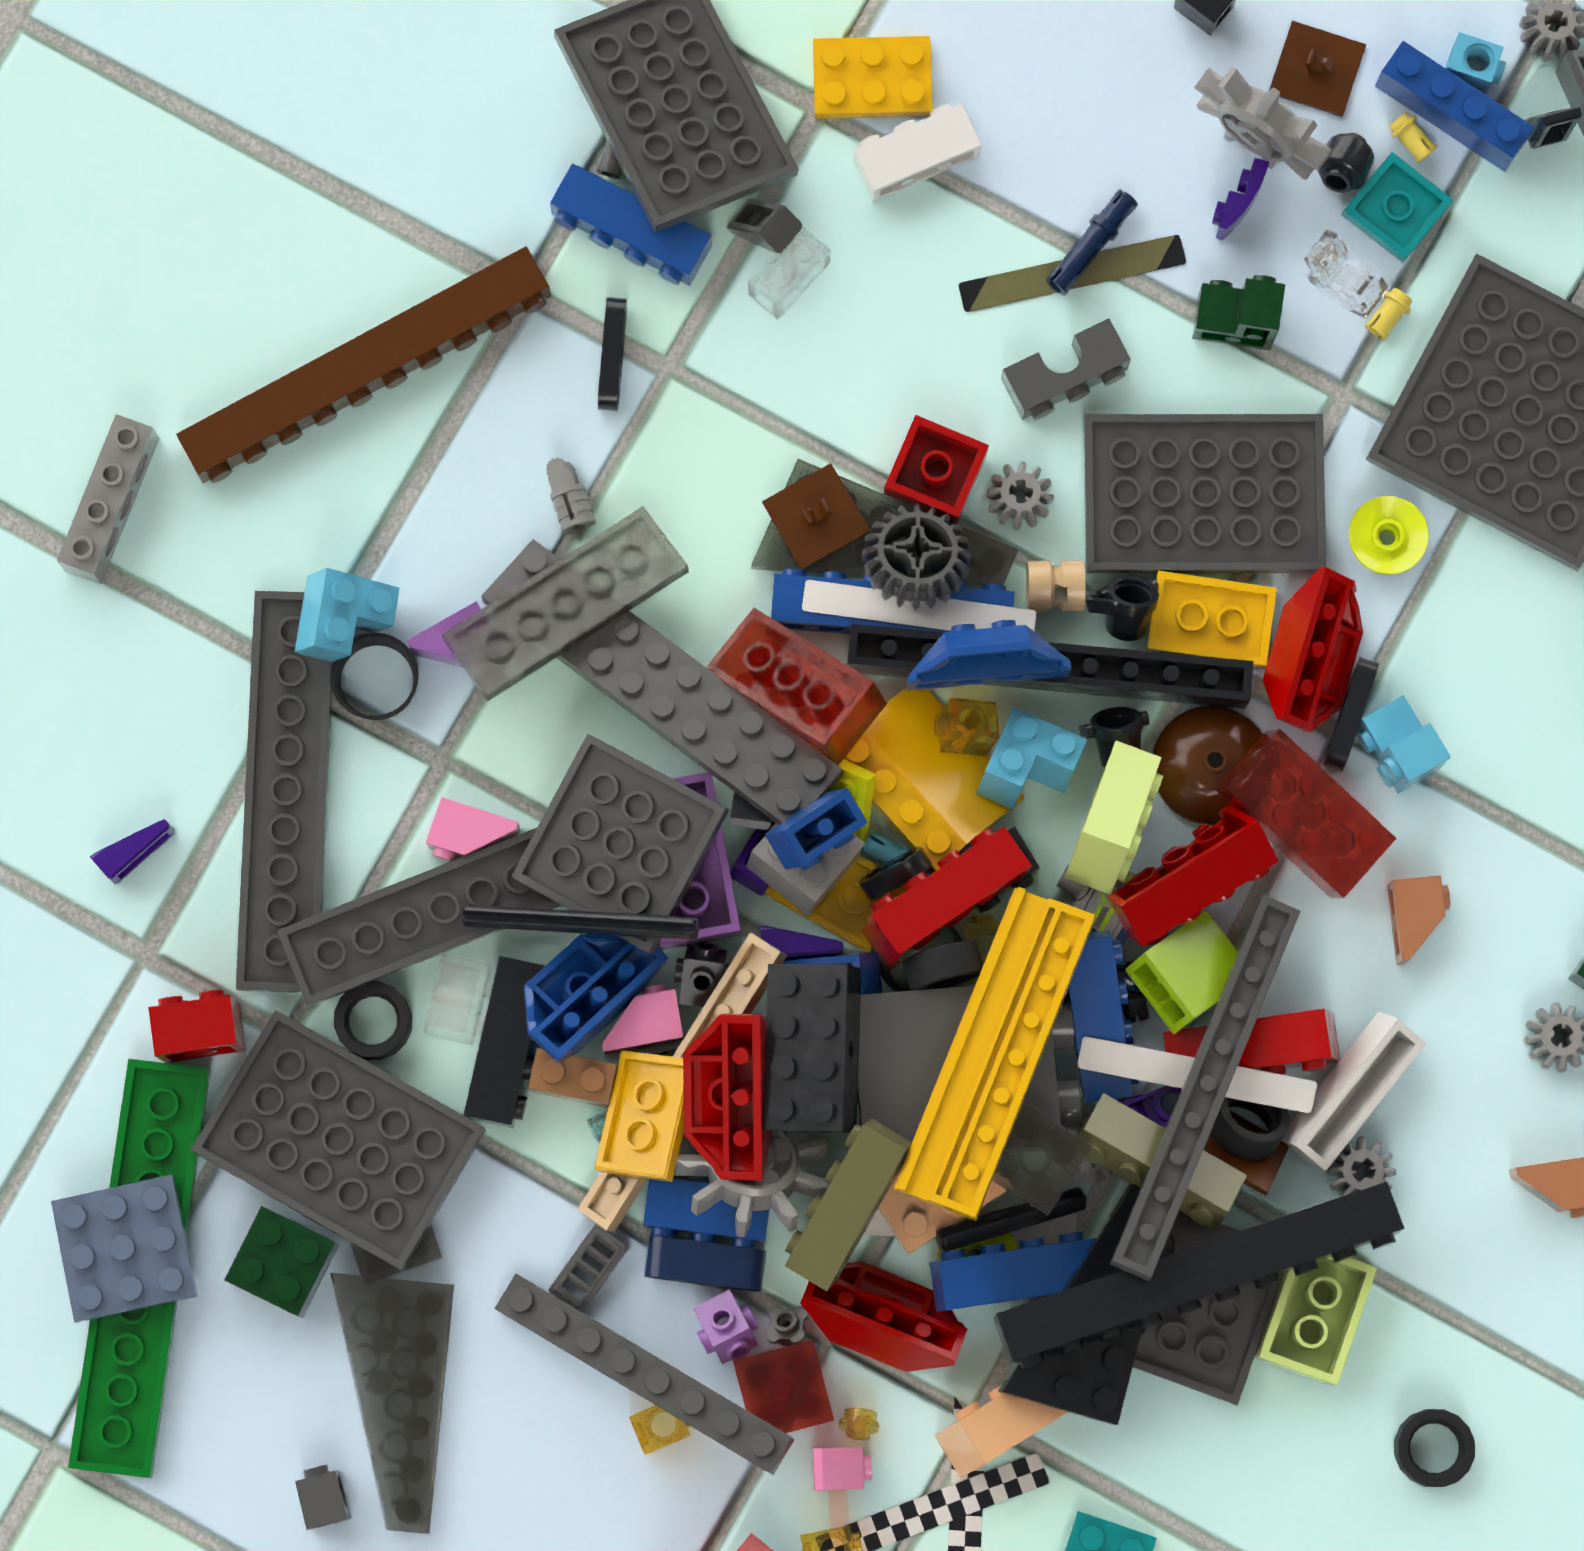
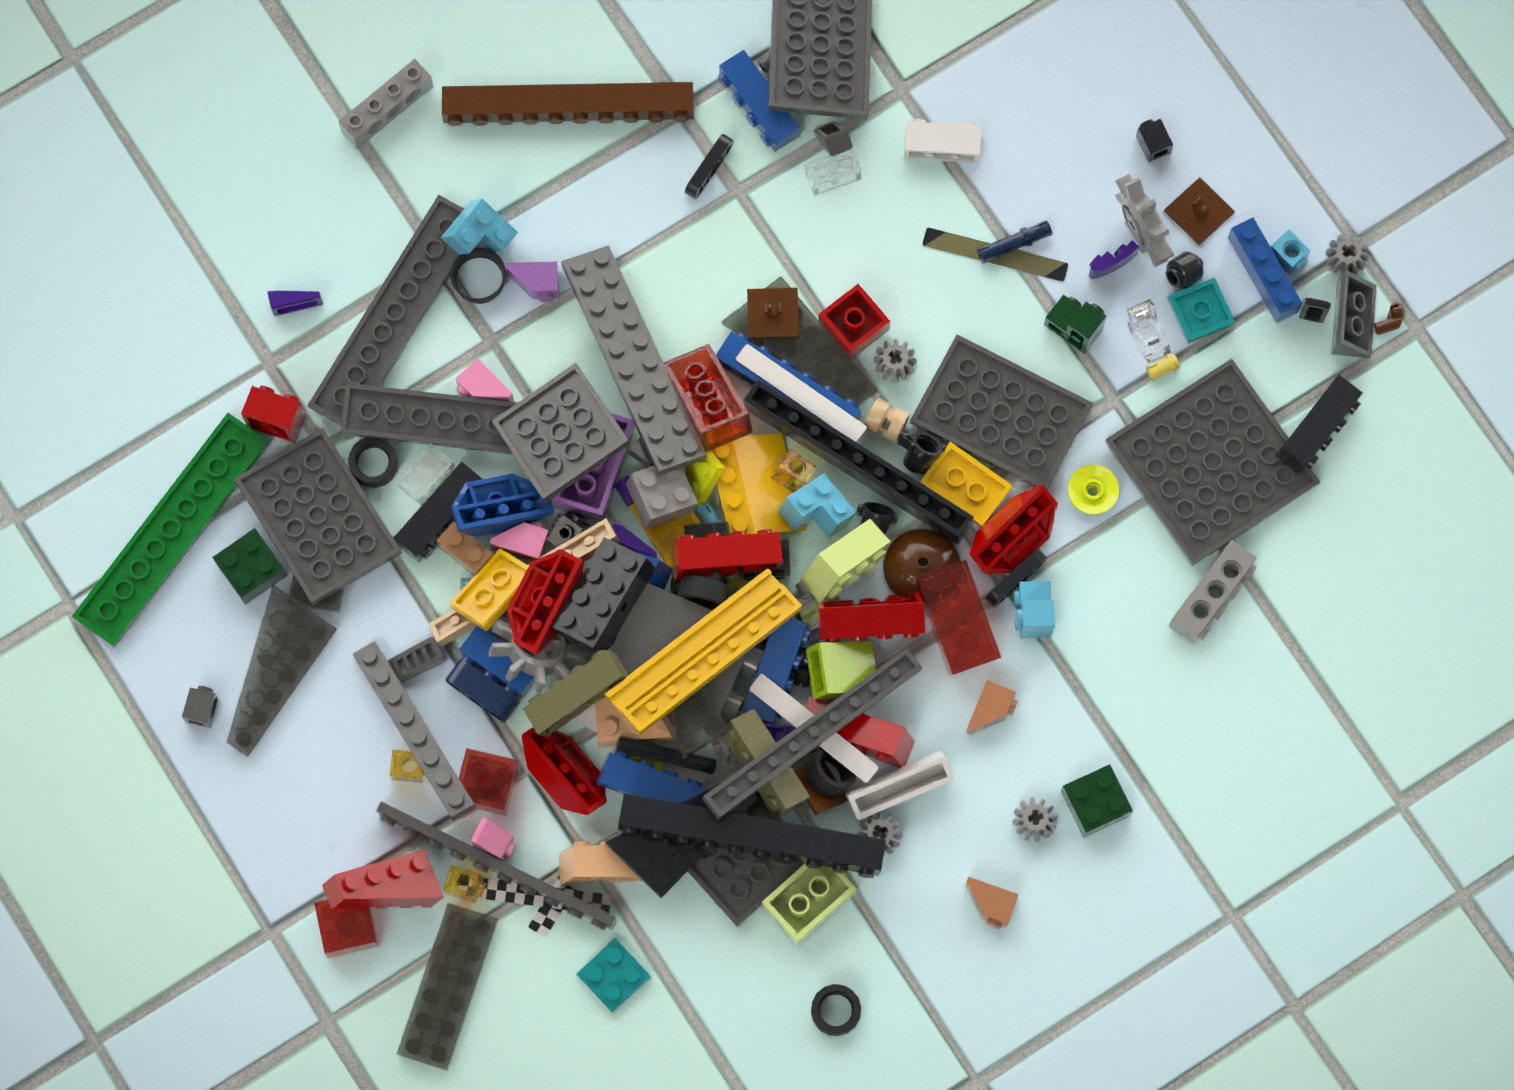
camera: 30 degrees right, 5 degrees down
(124, 1248) = (167, 513): sand blue plate -> none
(565, 603) = (604, 286): clear smoke plate -> none
(569, 497) = (641, 232): light grey hinge -> none
(580, 922) = (514, 463): black axle -> none
(726, 1327) = (474, 730): medium lavender brick -> none
(790, 1335) = (509, 748): dark grey plate -> none
(816, 829) = (676, 476): blue brick -> none
(842, 1503) = (506, 872): none -> dark grey plate
(859, 1423) = (519, 823): clear yellow plate -> none
(872, 77) = (941, 88): yellow plate -> none
(947, 553) = (807, 349): dark grey gear -> none
(987, 657) = (821, 435): blue wedge -> none
(1038, 388) = (939, 308): dark grey arch -> none
(1412, 137) = (1232, 275): light yellow pin -> none

